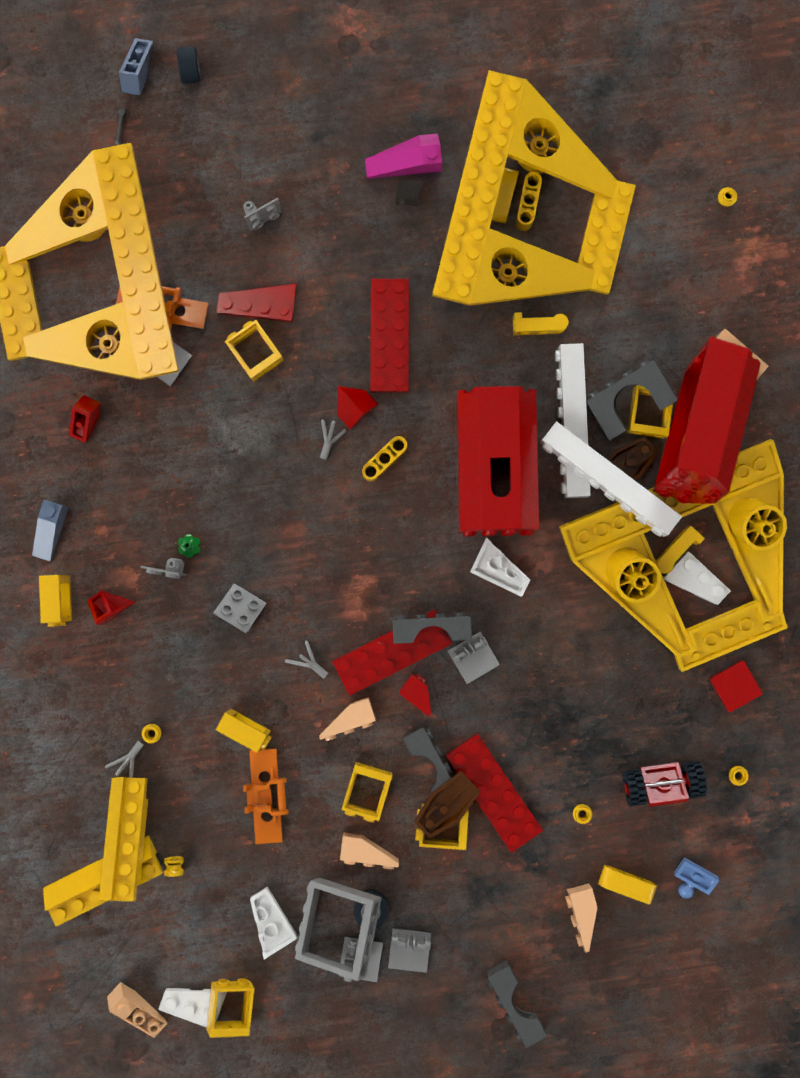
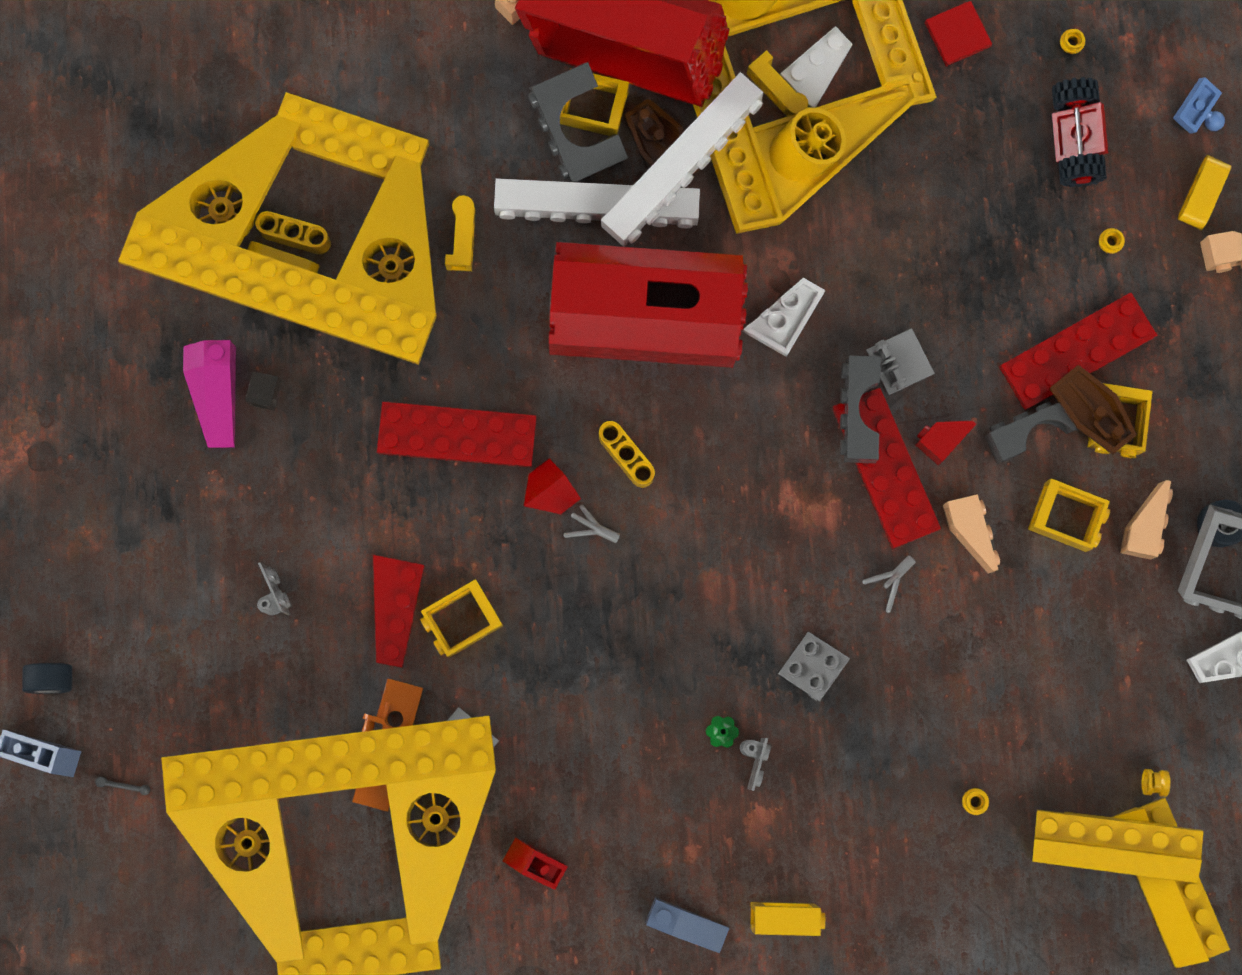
camera: 90 degrees left, 5 degrees down
(107, 606) = (798, 850): red slope -> none
(130, 757) = (1006, 832): light grey plant -> none
(244, 730) = (981, 670): yellow window -> none
(260, 796) = (1068, 659): orange piece -> none

